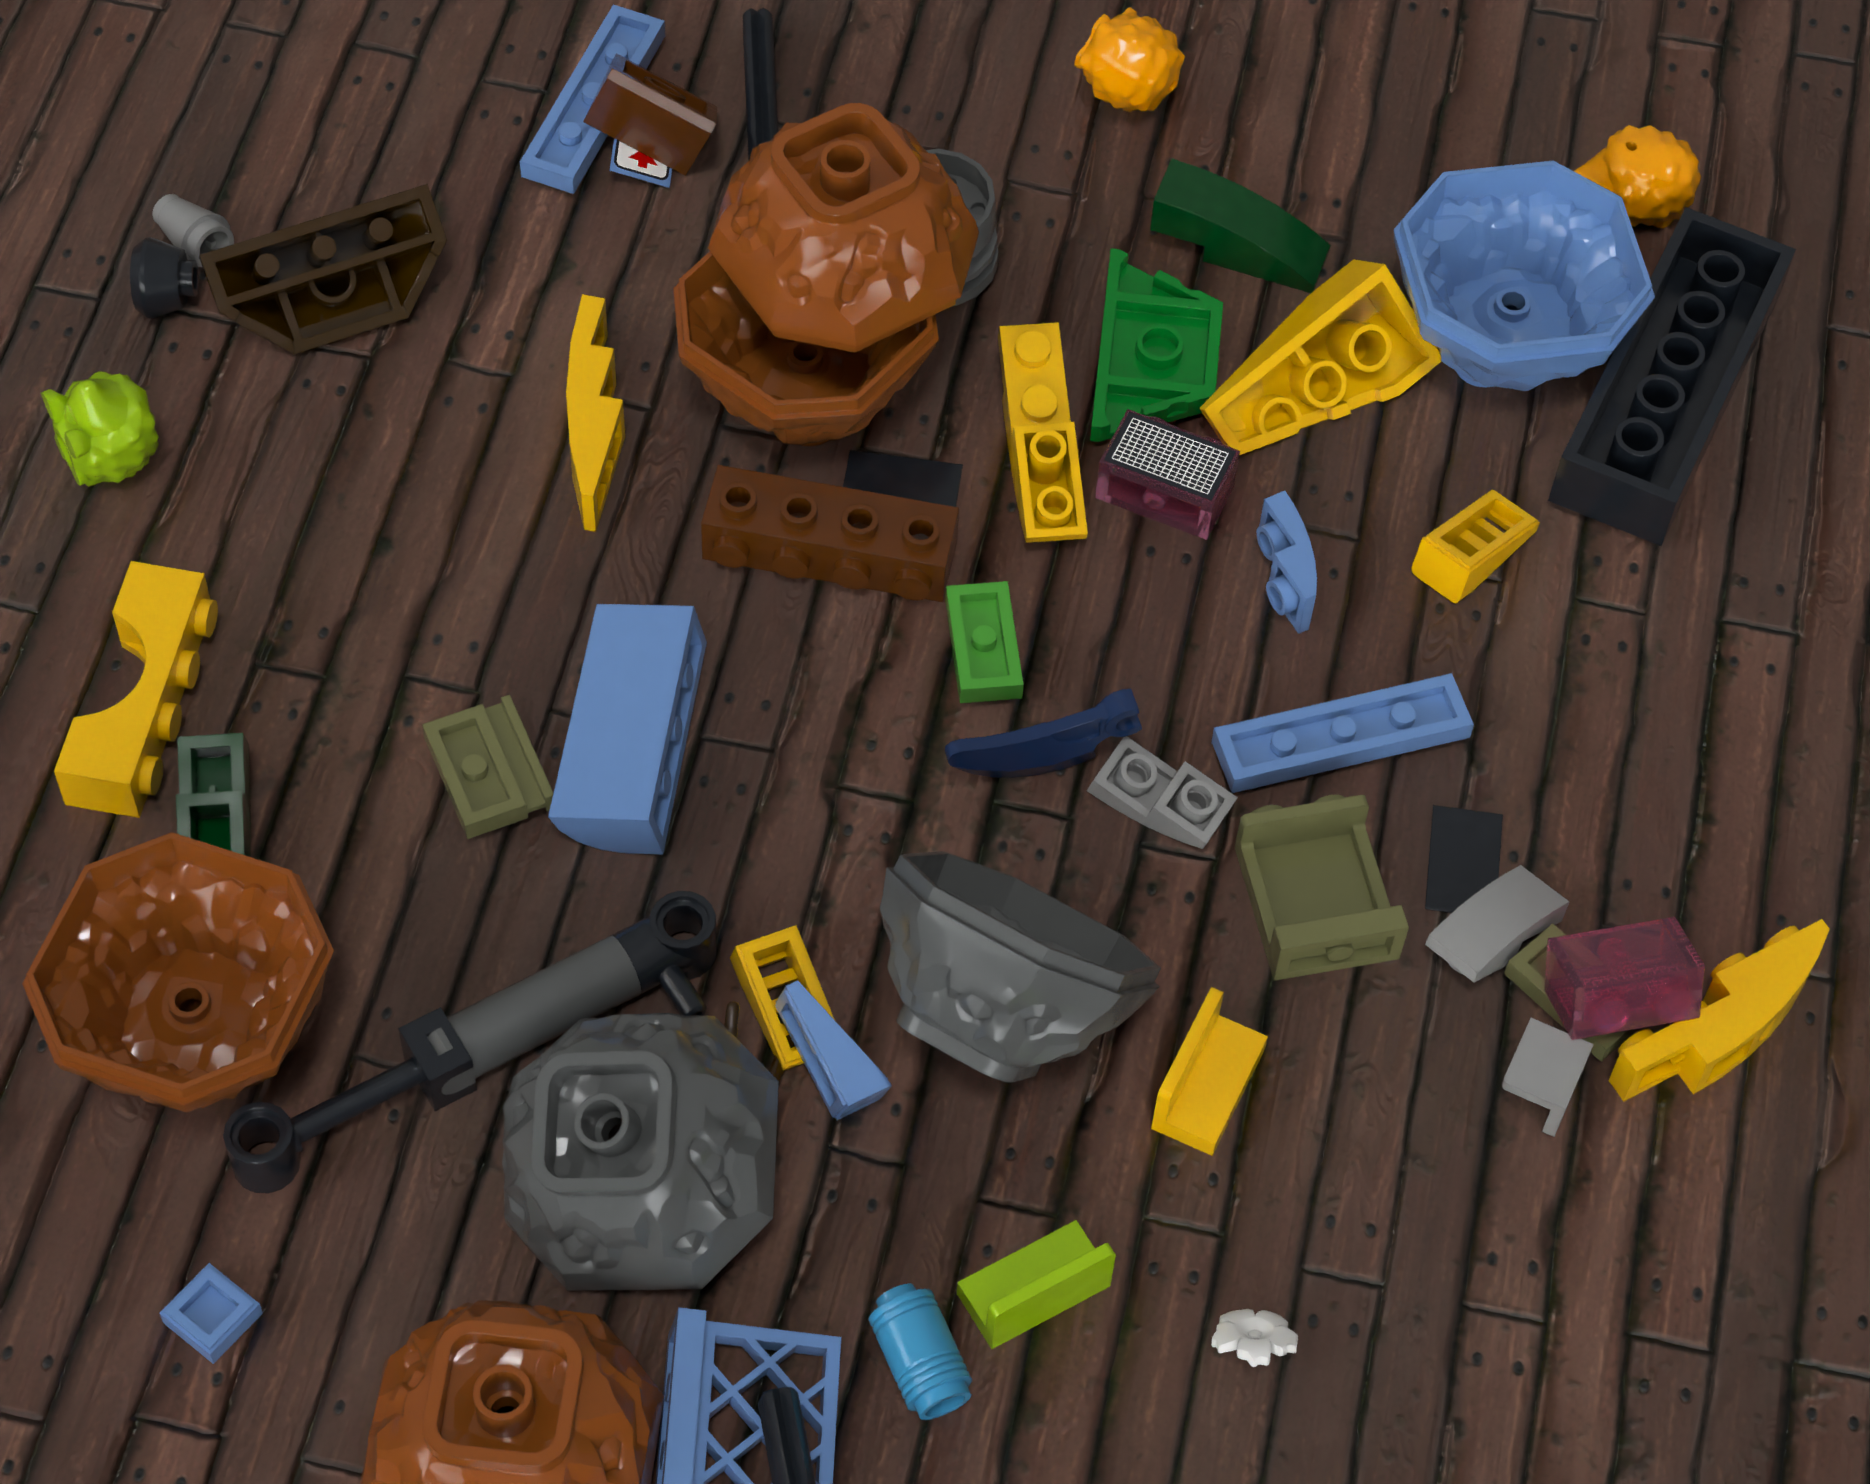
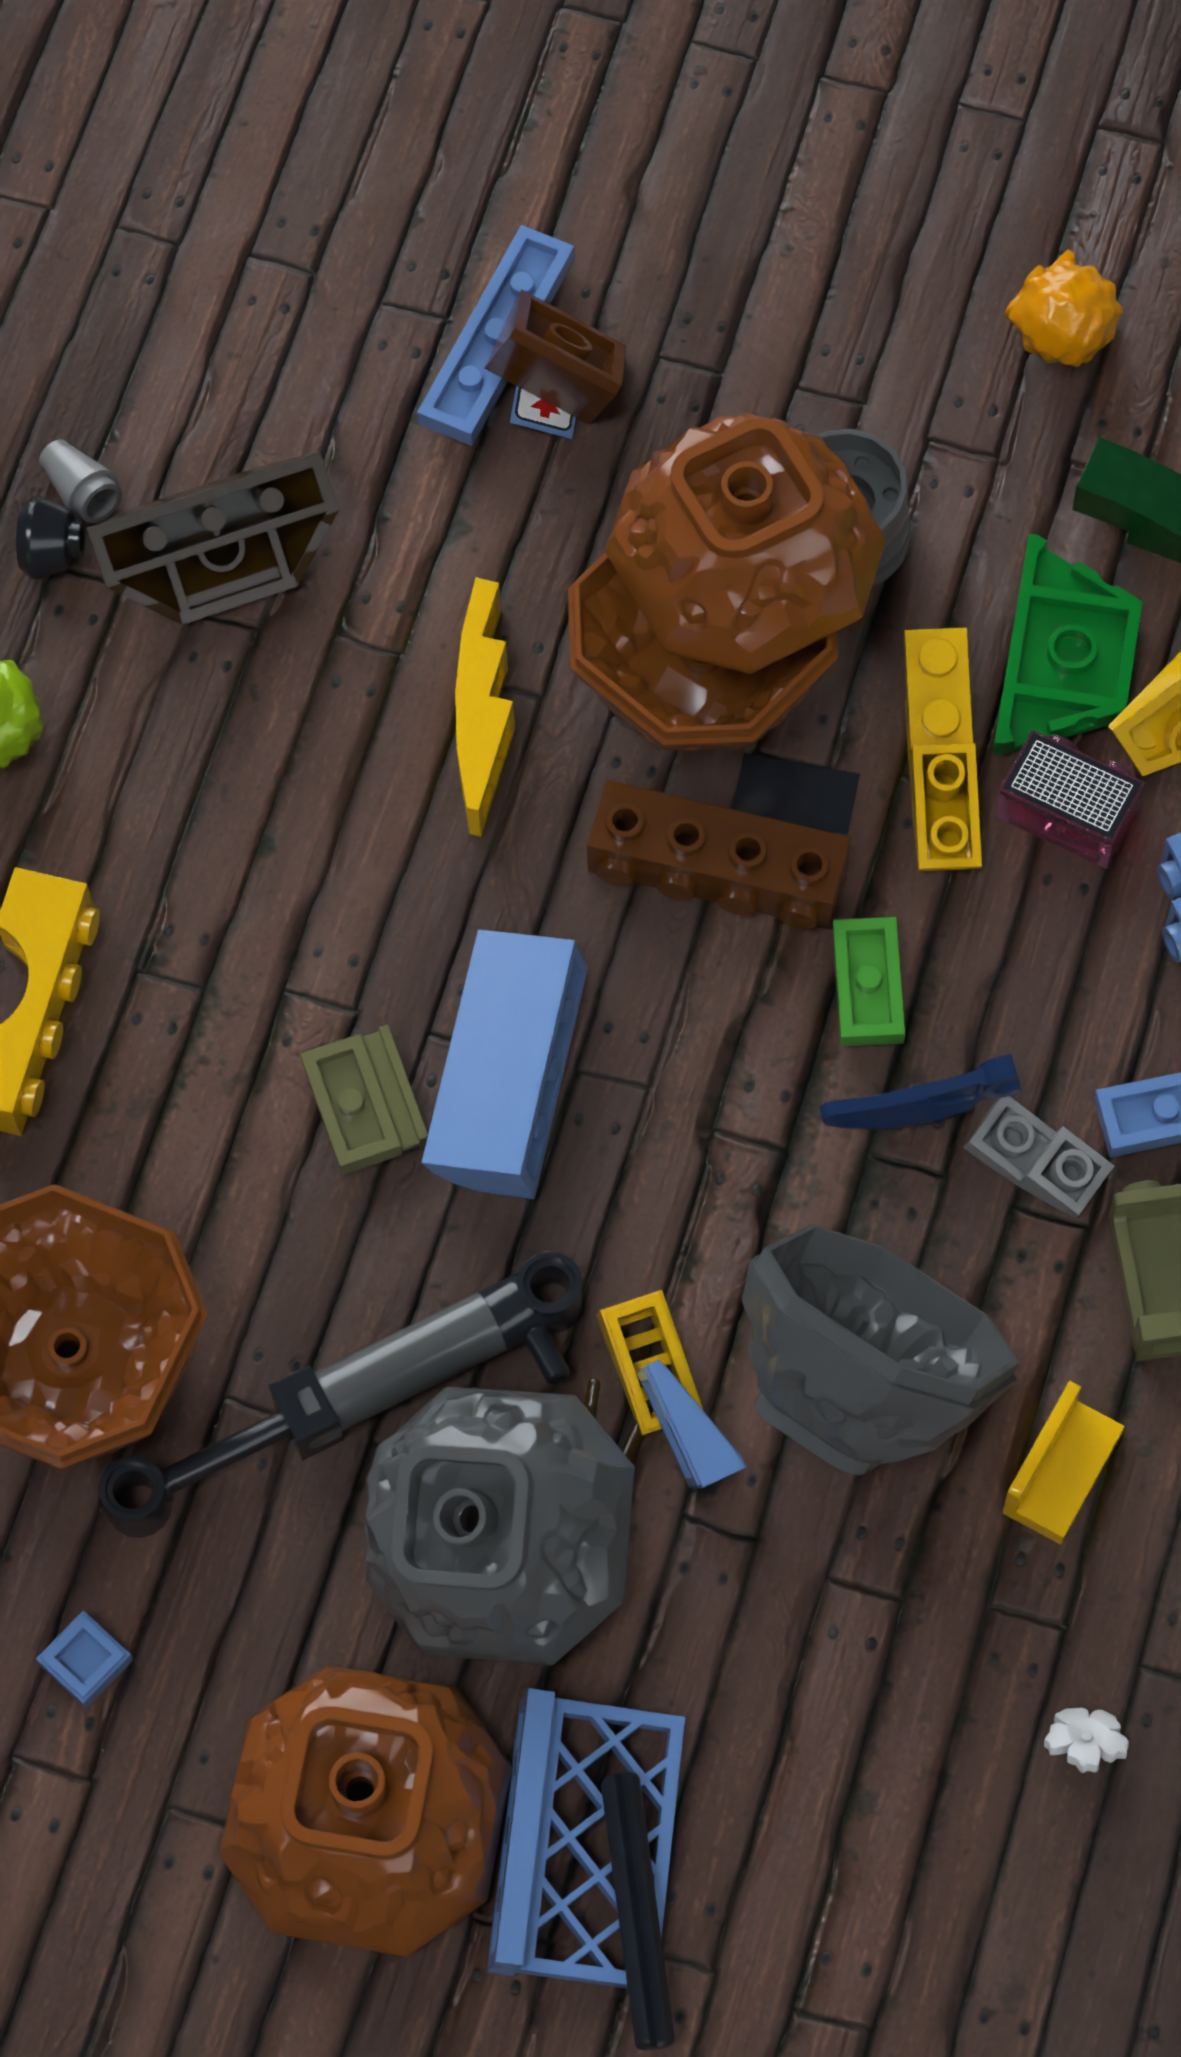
camera: 10 degrees right, 10 degrees up
(215, 790) = (95, 1131): dark green slope -> none
(759, 77) = (671, 337): black axle -> none
(920, 1351) = (760, 1737): dark azure head -> none
(1036, 1283) = (876, 1671): lime panel -> none

